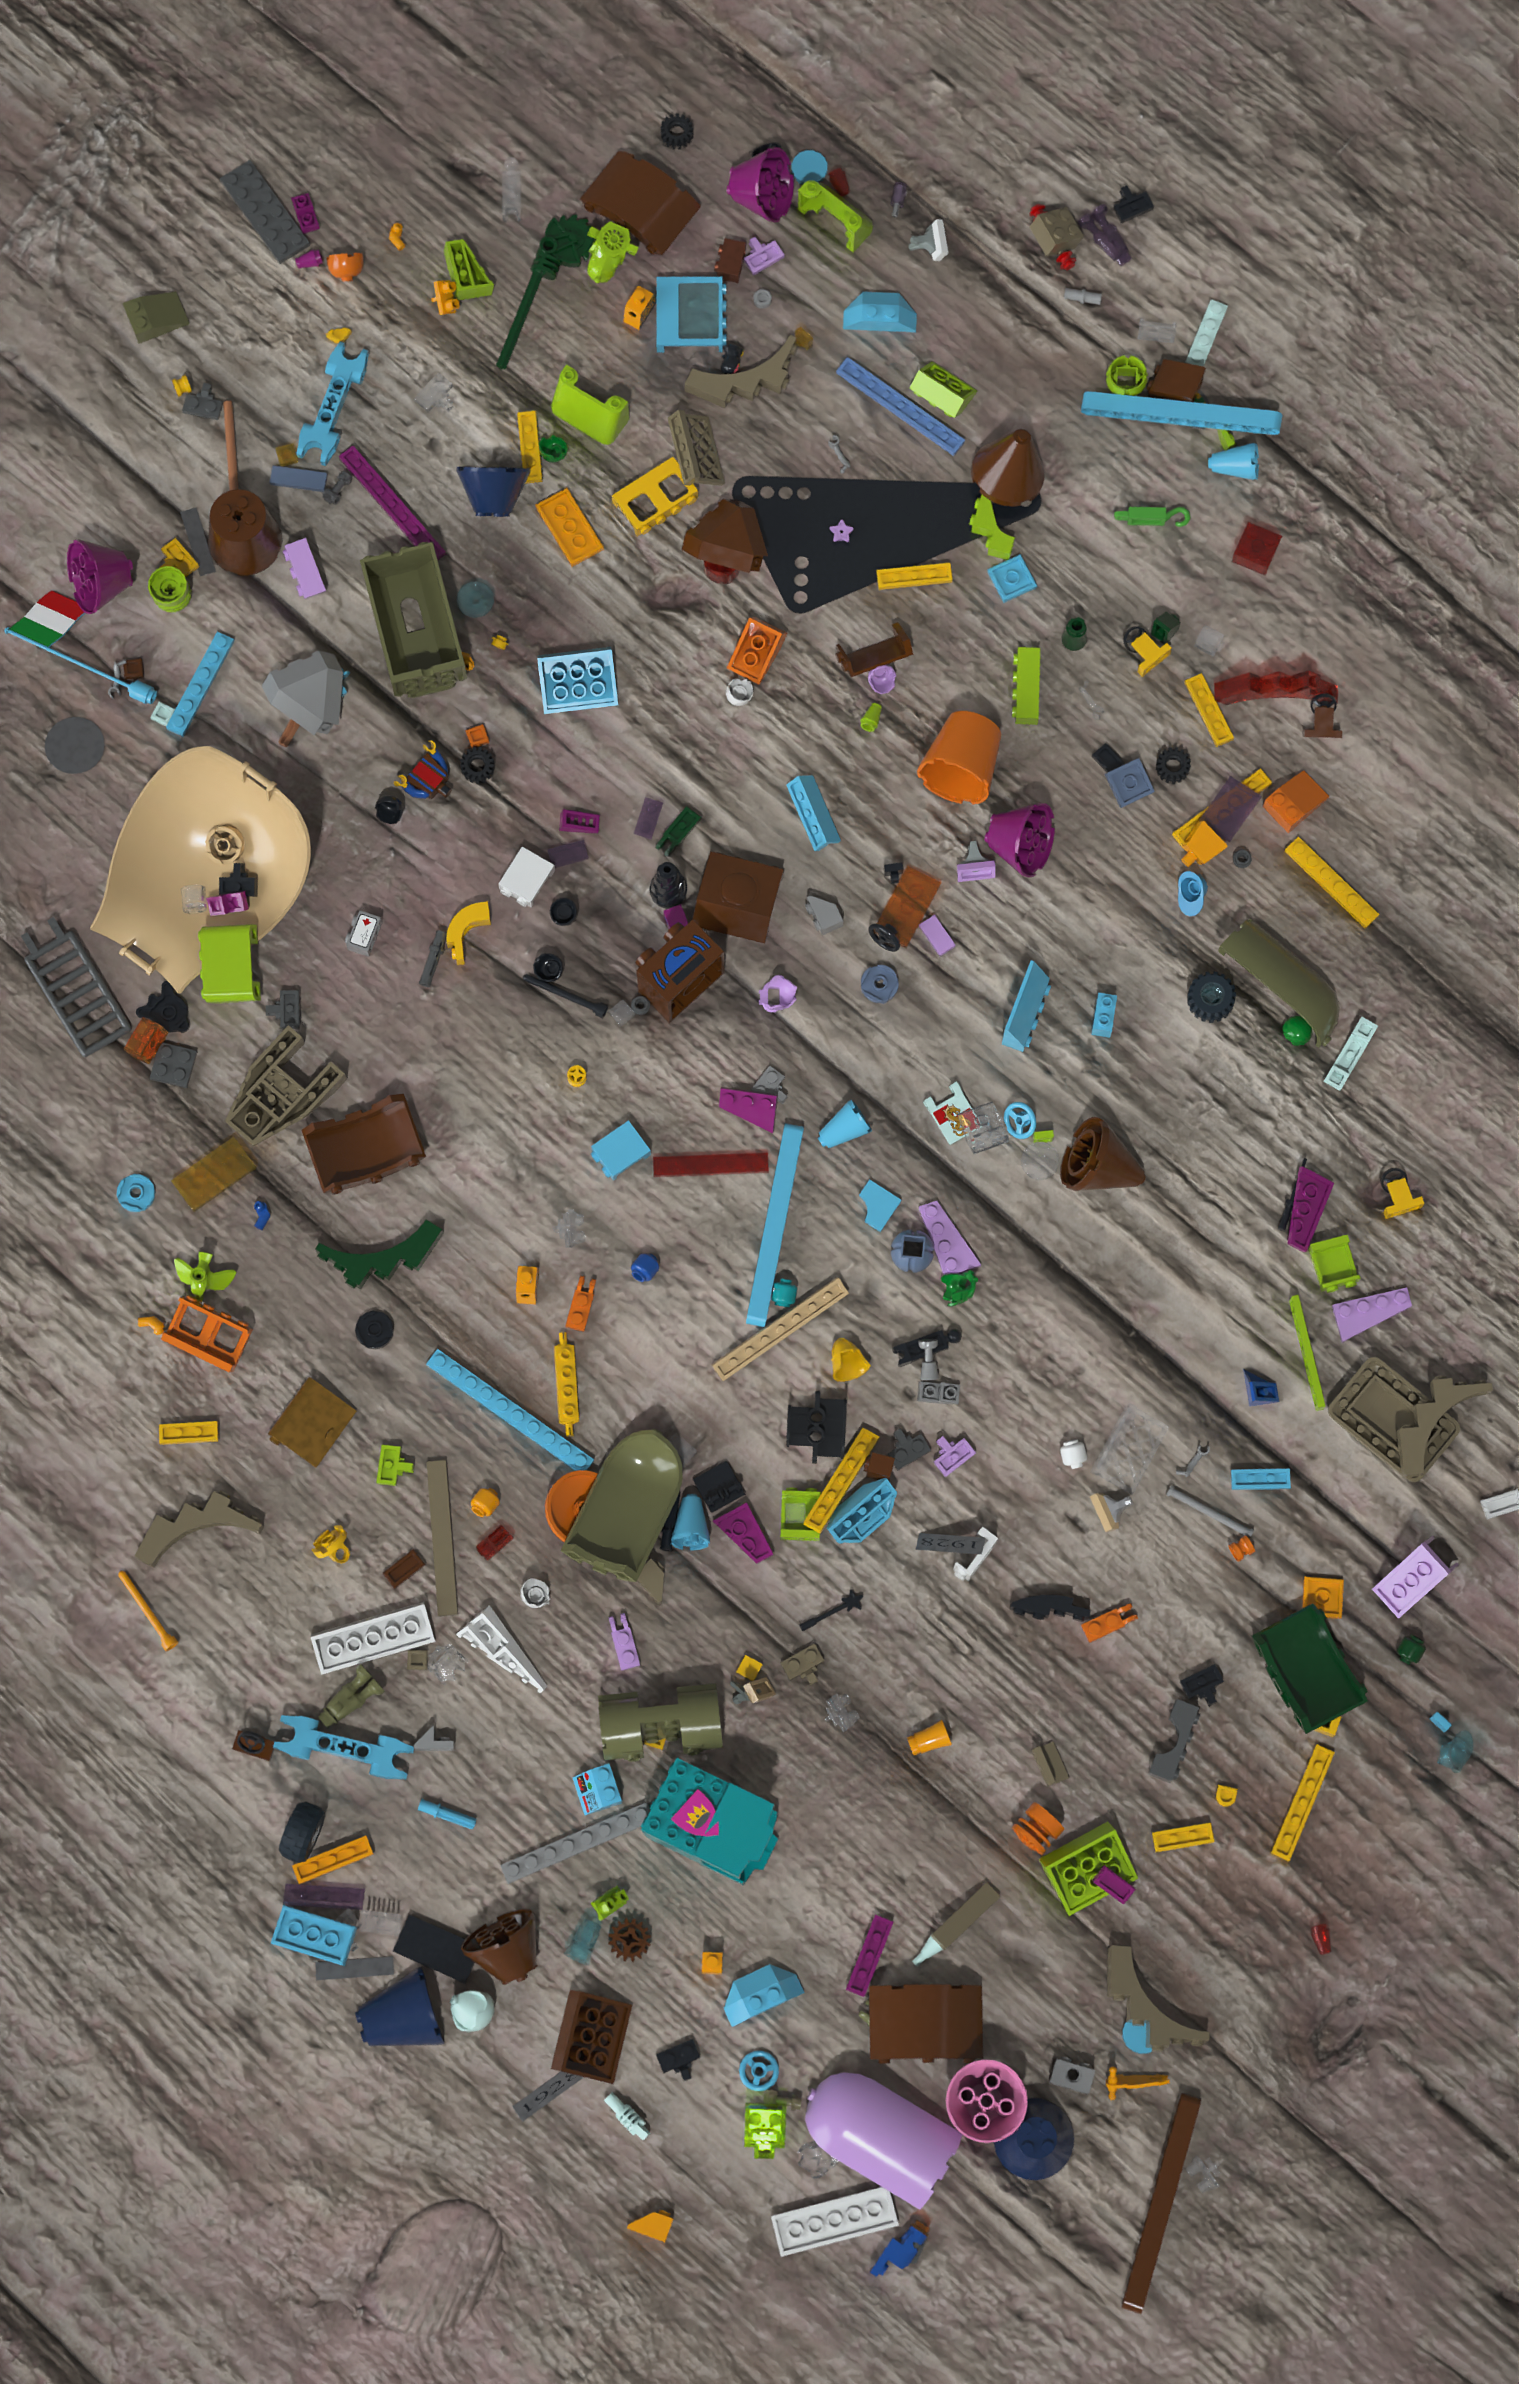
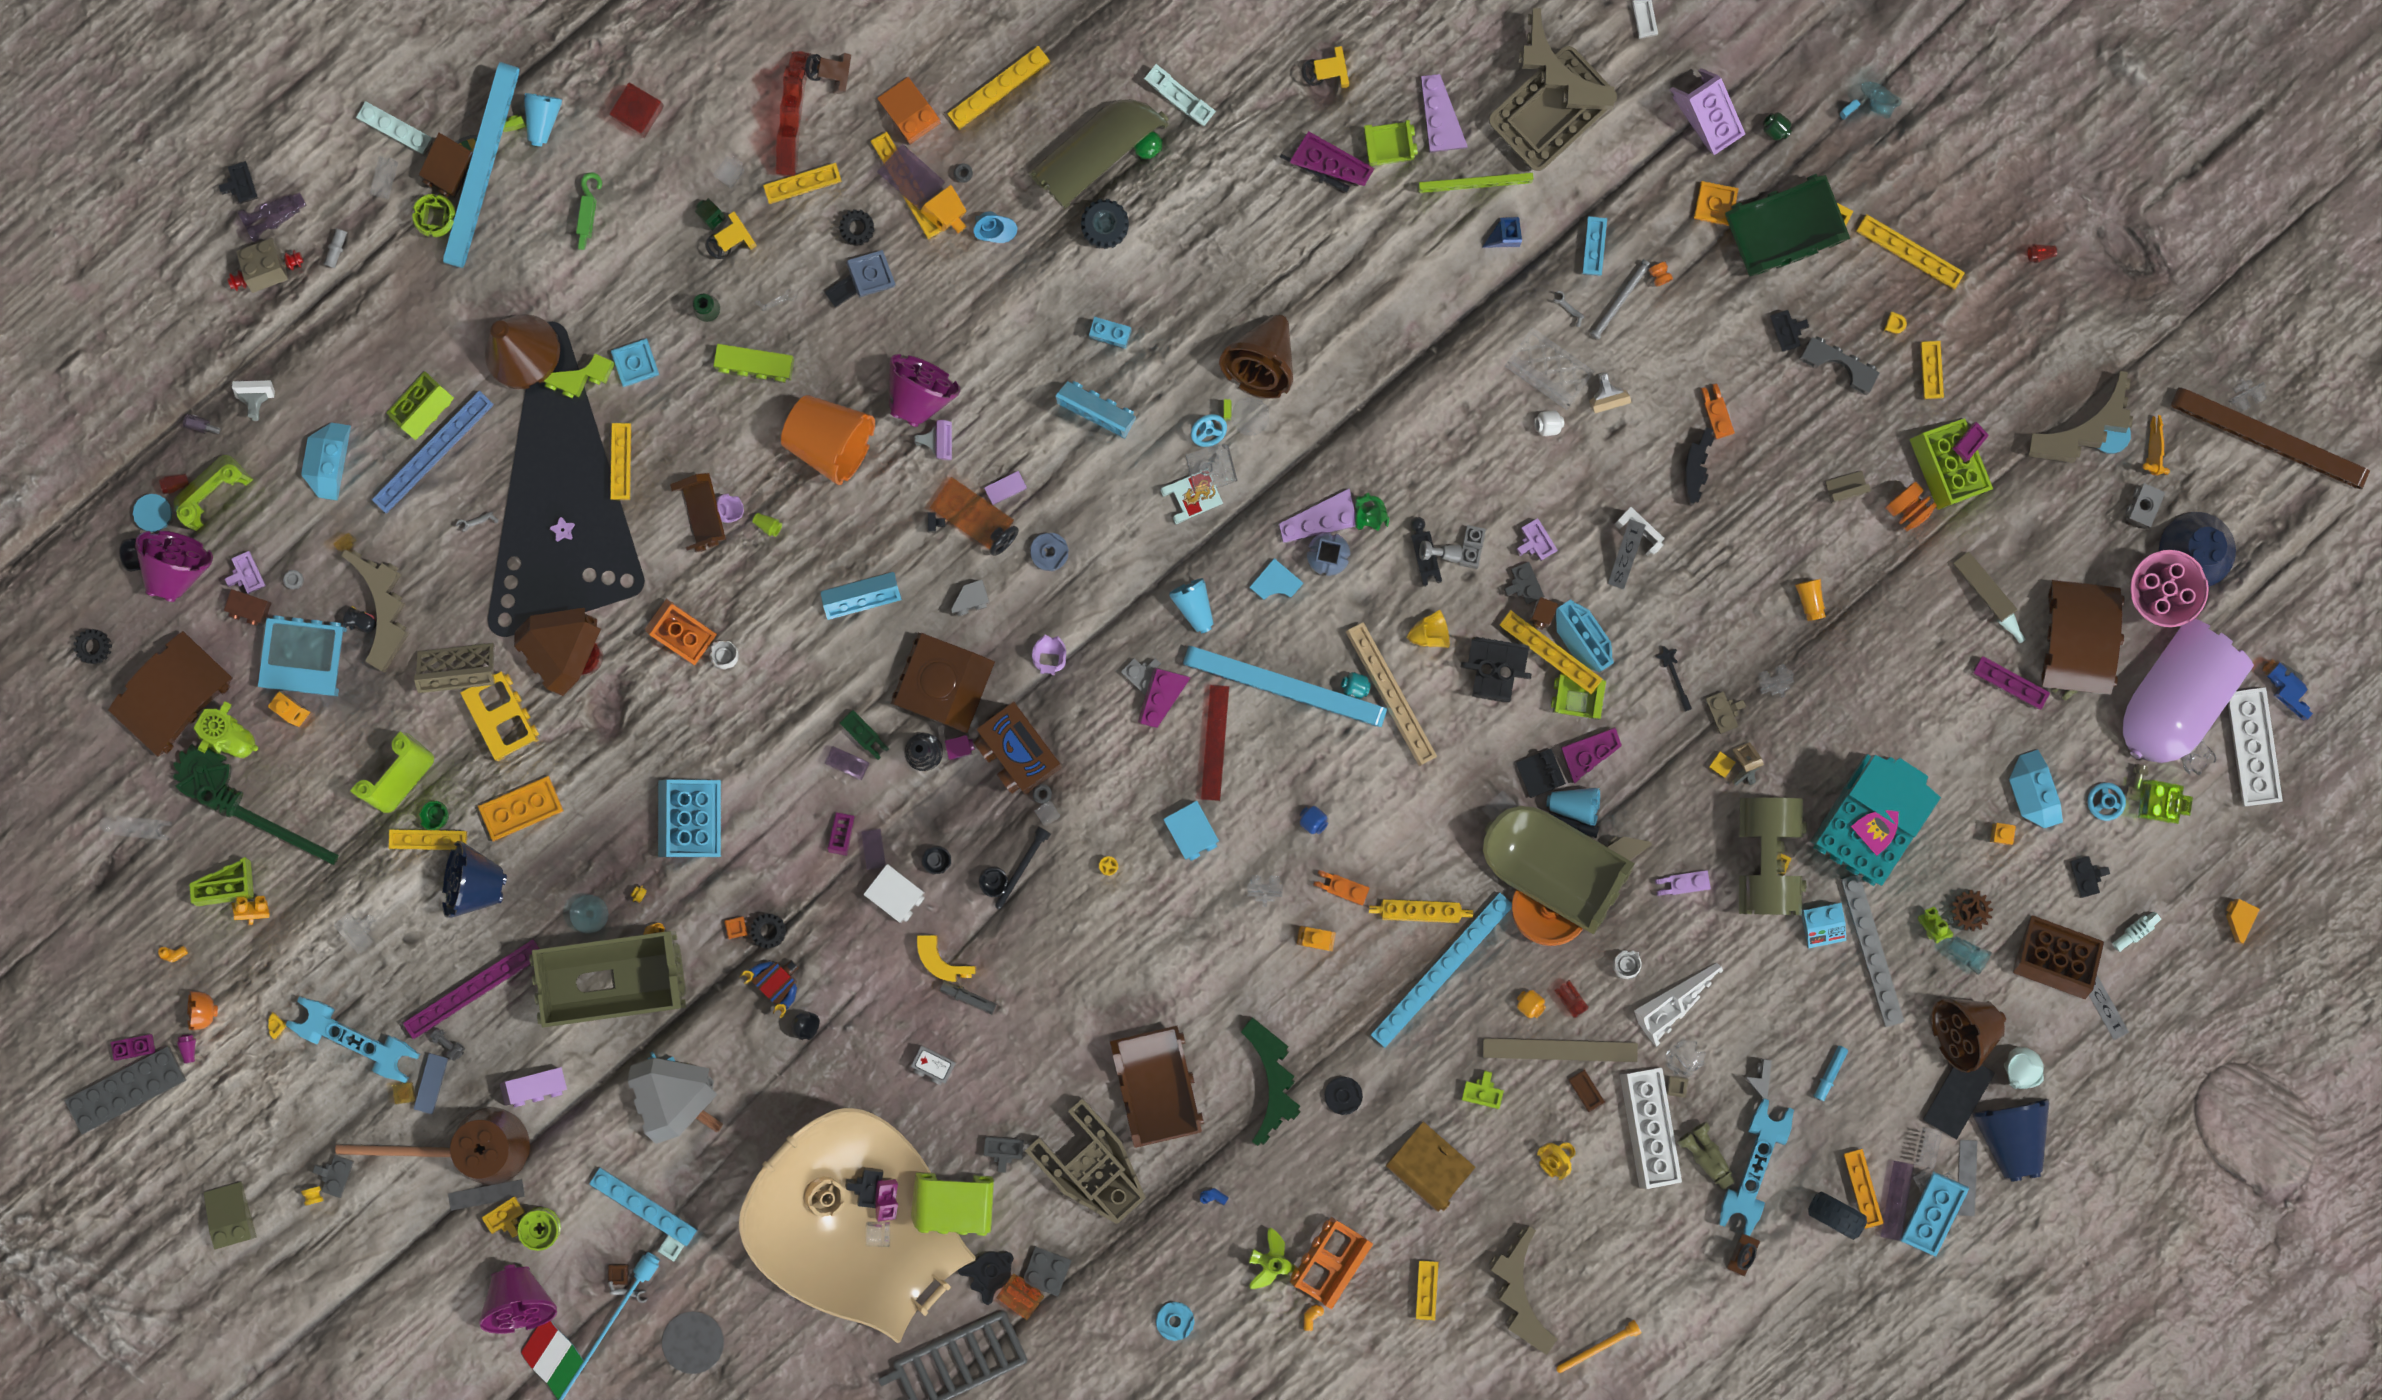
camera: 80 degrees left, 10 degrees up
(213, 1174) = (1166, 1241): clear yellow plate -> none

